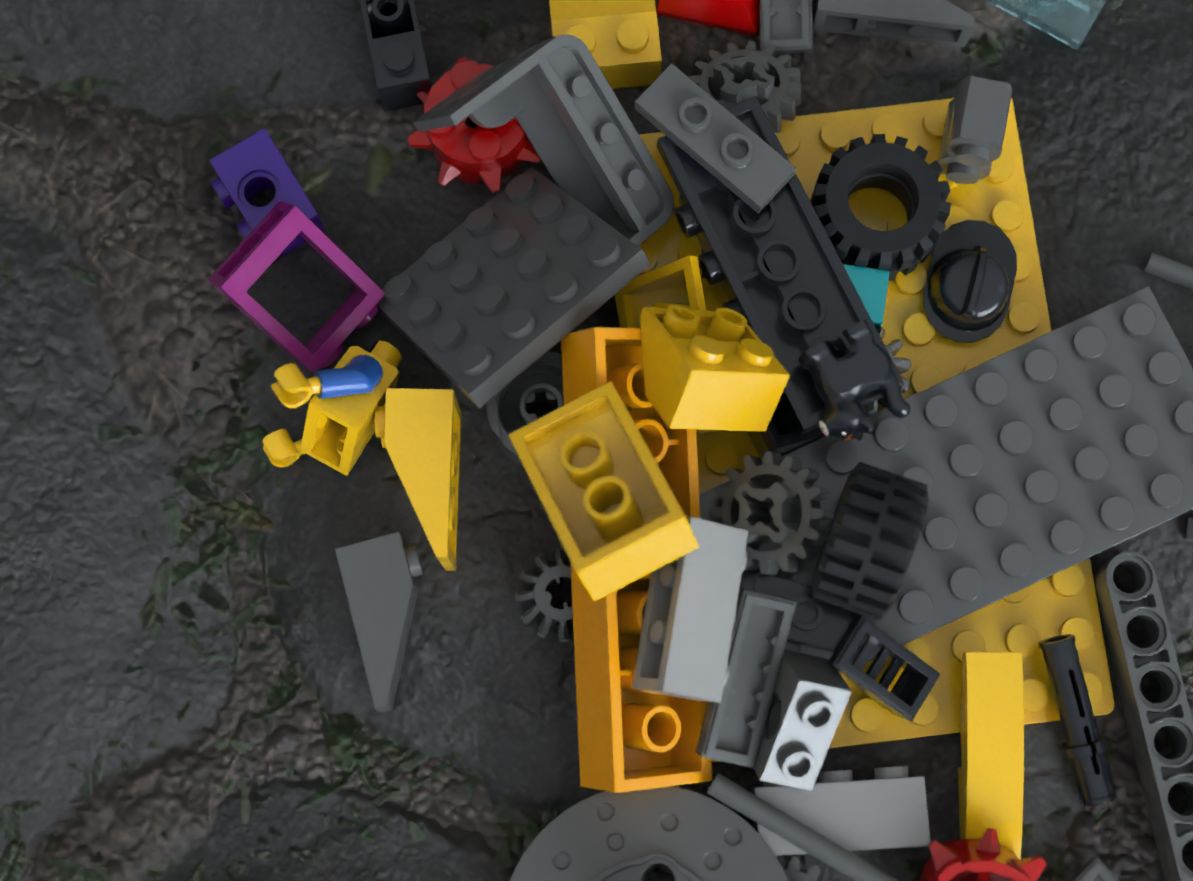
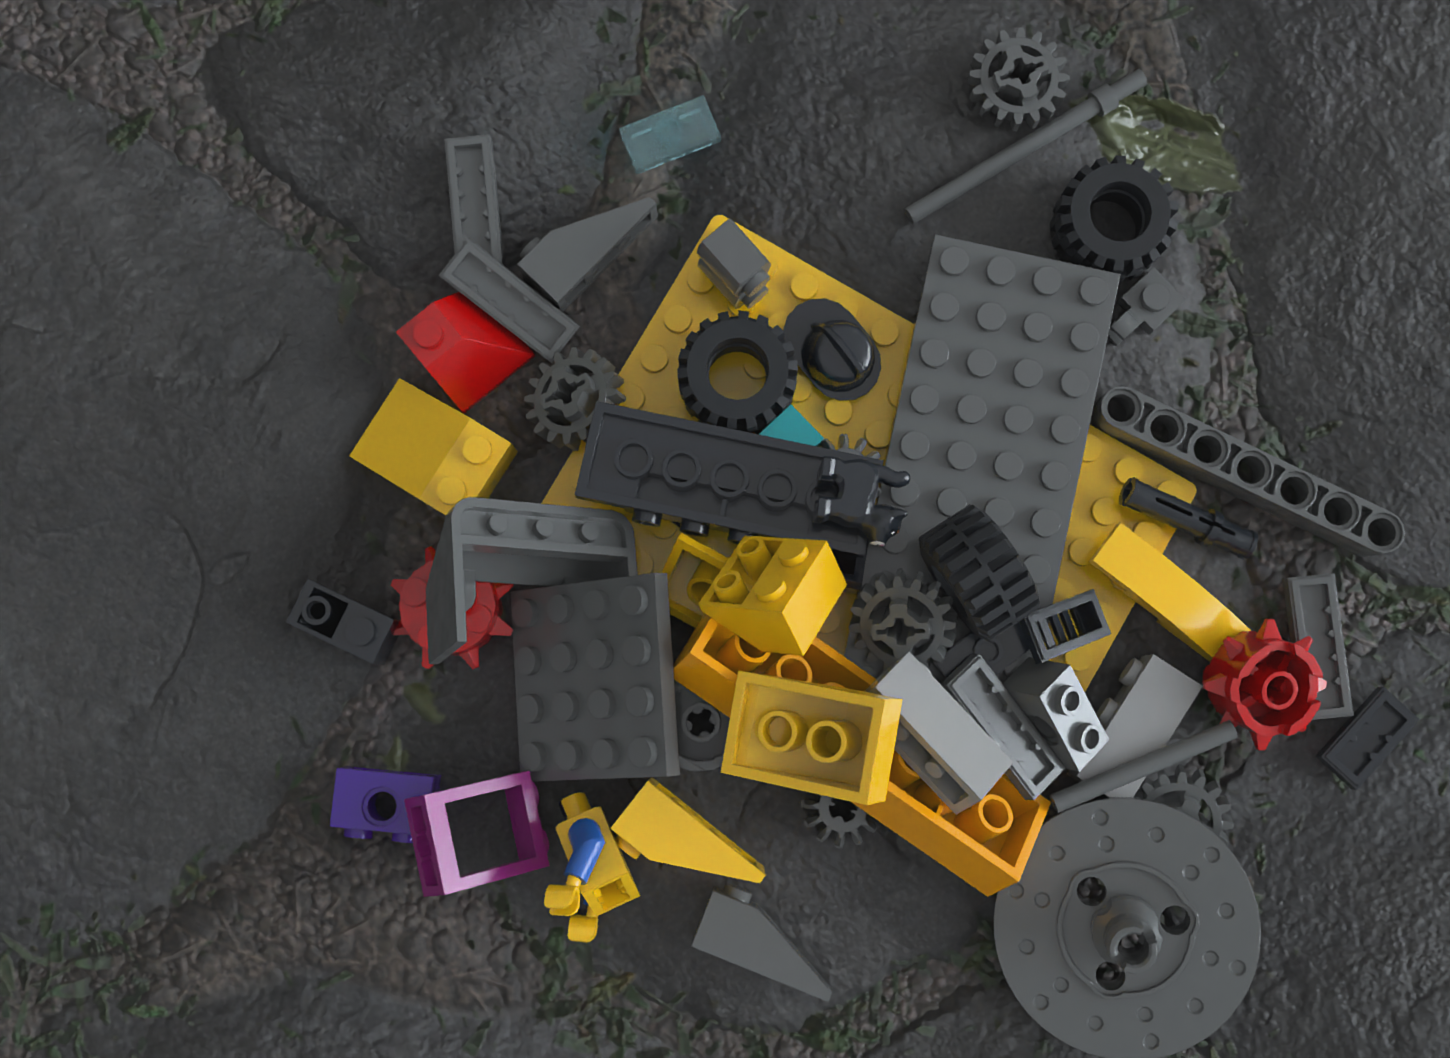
camera: 55 degrees left, 5 degrees up
(715, 138) = (606, 455): dark grey plate -> none

